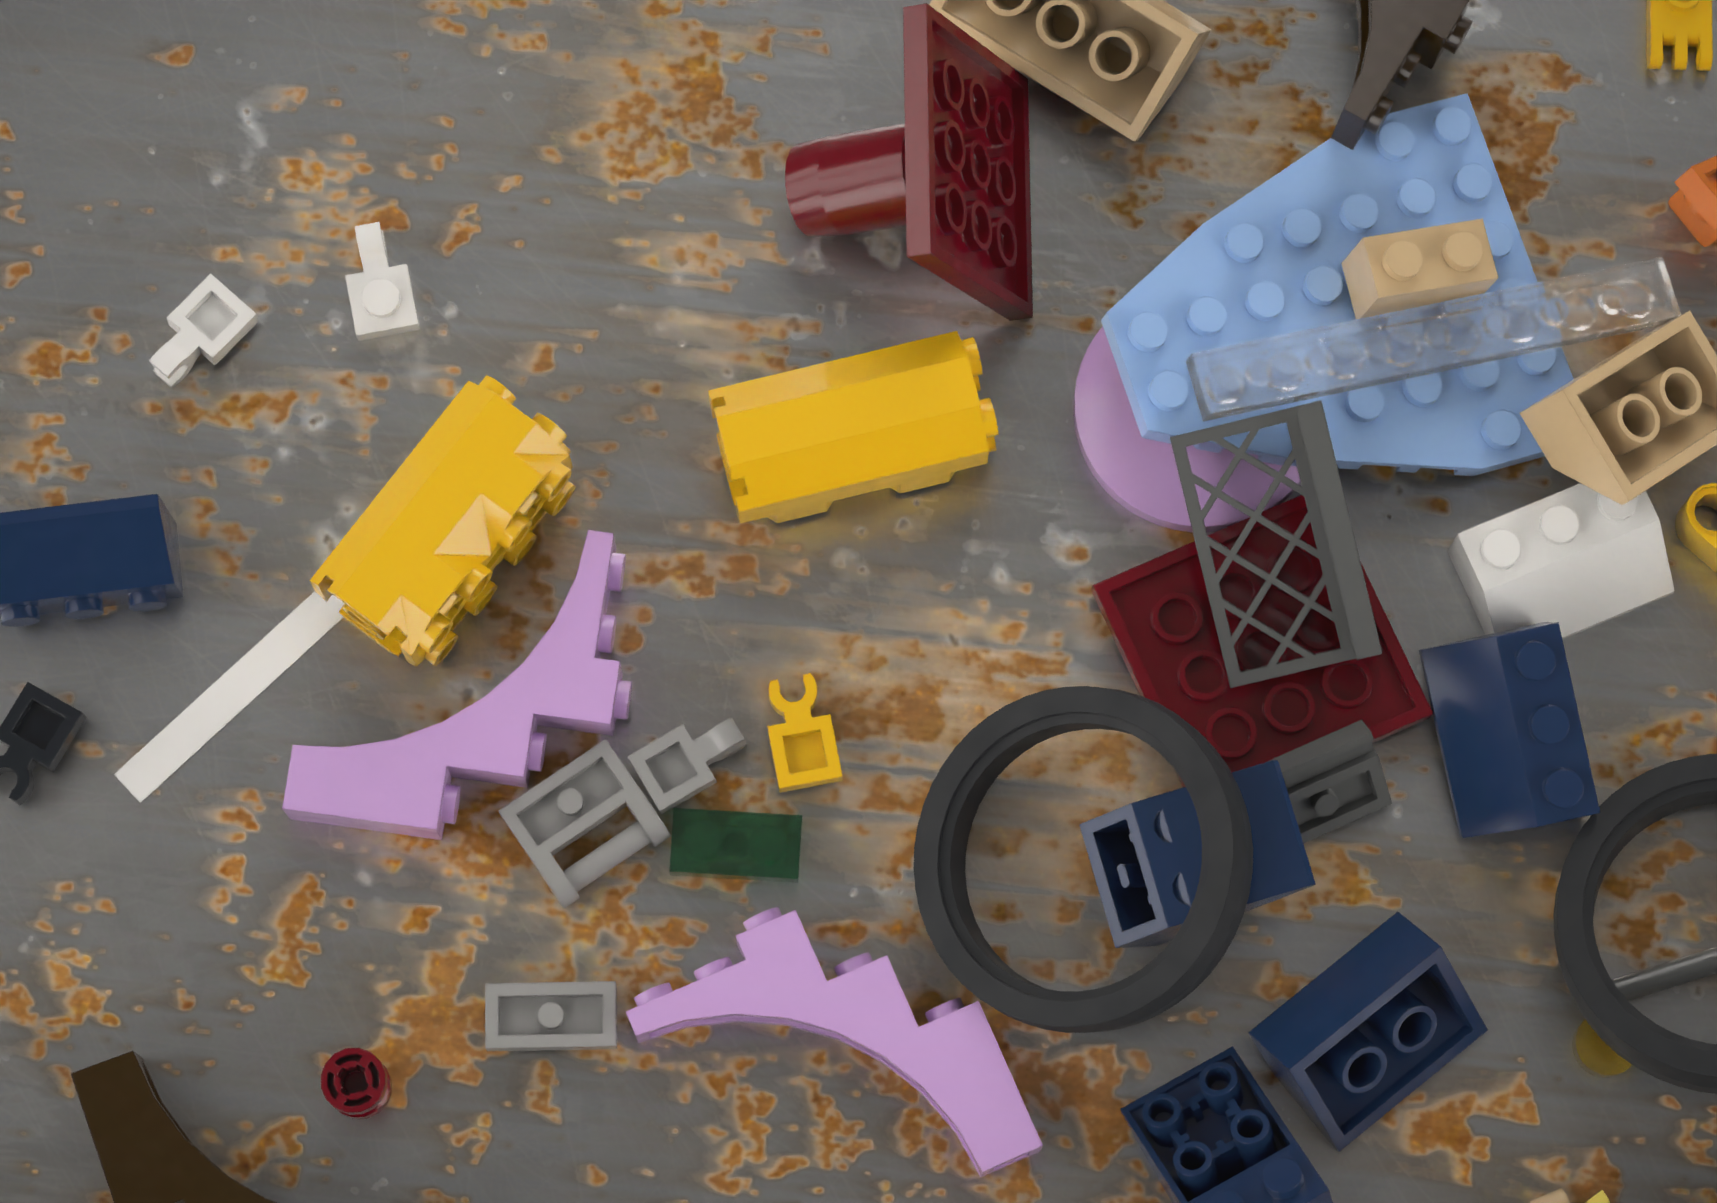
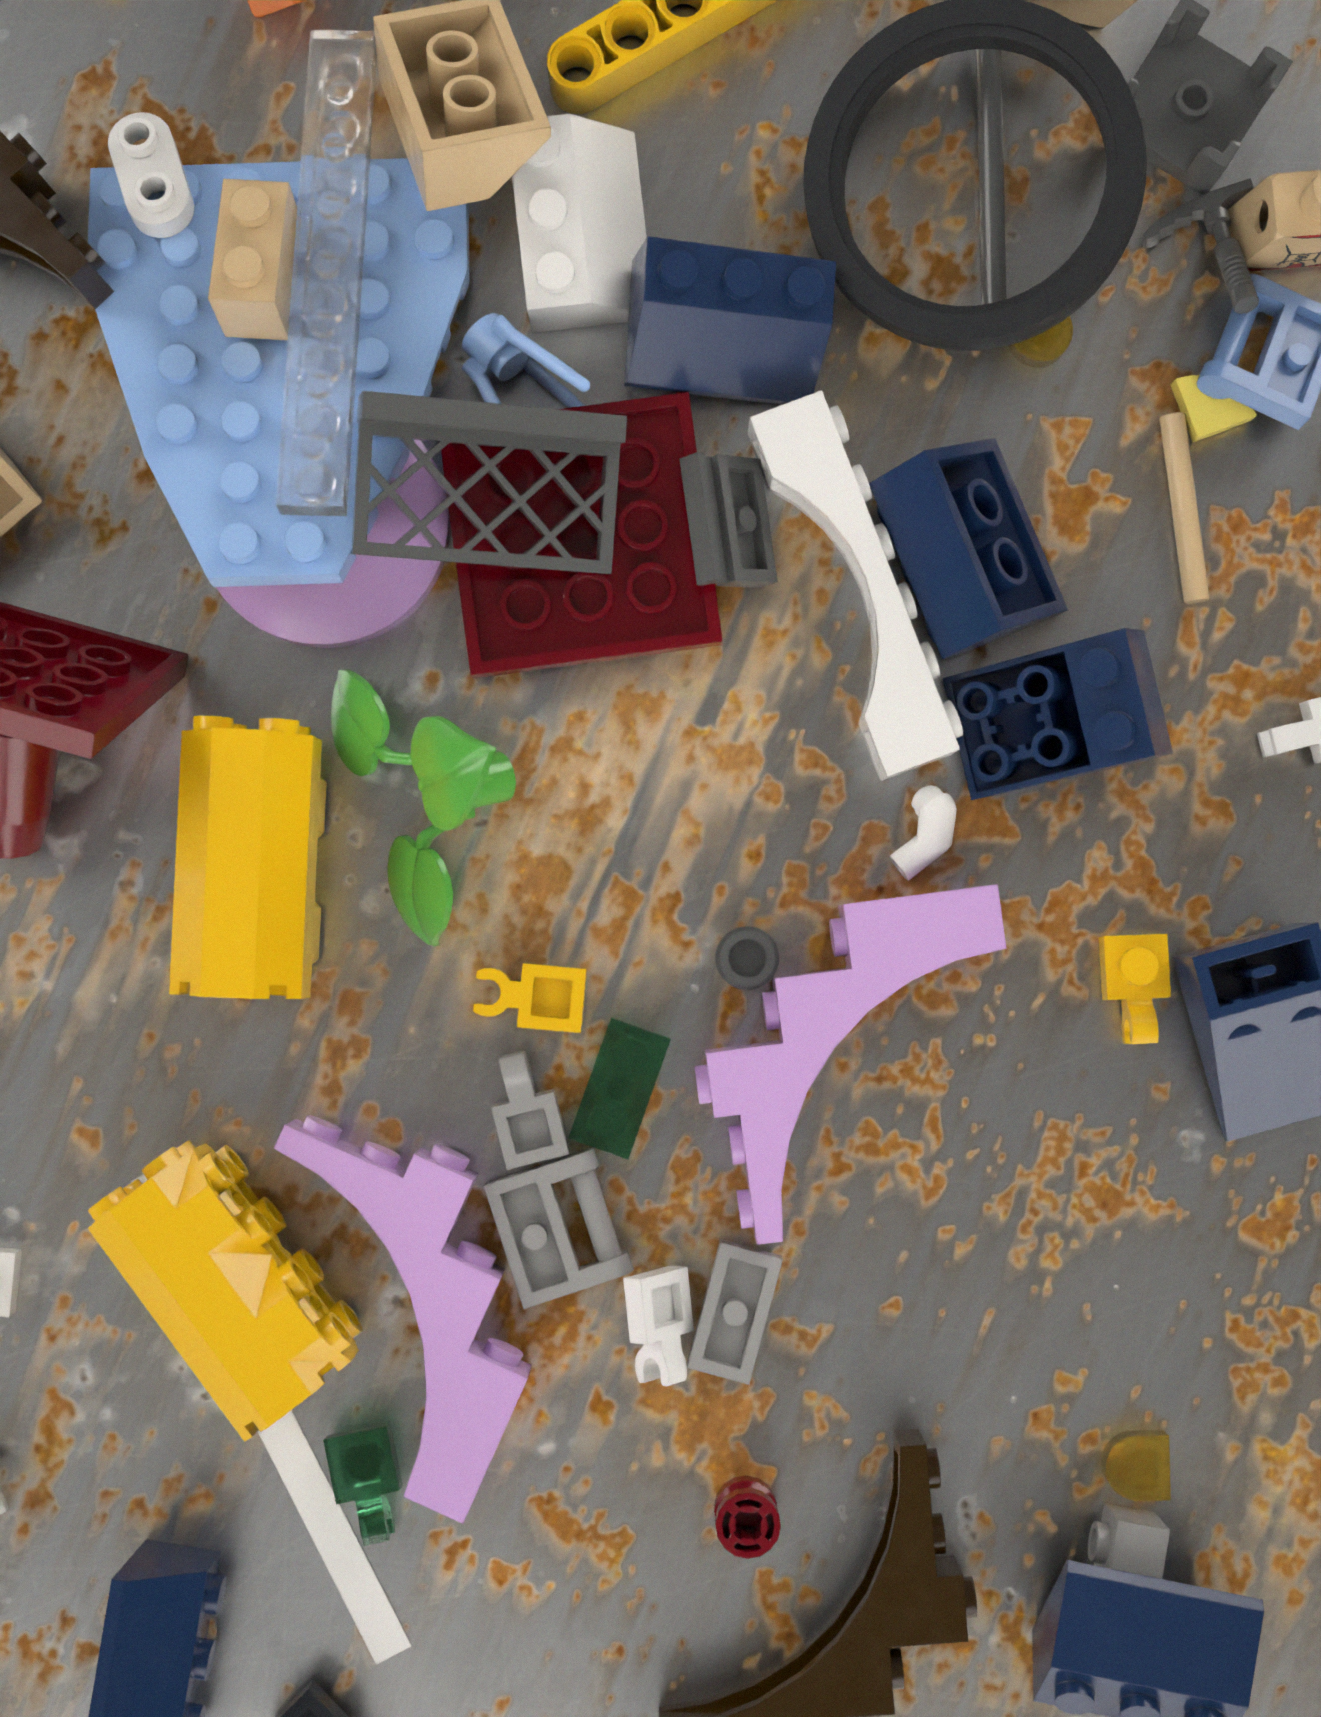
camera: 70 degrees left, 10 degrees up
(302, 705) = (364, 1470): none -> clear green plate
(529, 942) = (657, 1316): none -> white plate
(897, 931) = (747, 958): none -> dark grey tile
(944, 839) = (715, 903): black tyre -> none
(985, 584) = (454, 780): none -> bright green plant
(1077, 1078) = (934, 831): none -> white arm
(1152, 856) = (768, 653): dark blue slope -> none
(1399, 847) = (809, 468): none -> white arch
(1412, 526) = (503, 351): none -> light blue plant
(1478, 148) = (149, 170): none -> white plate

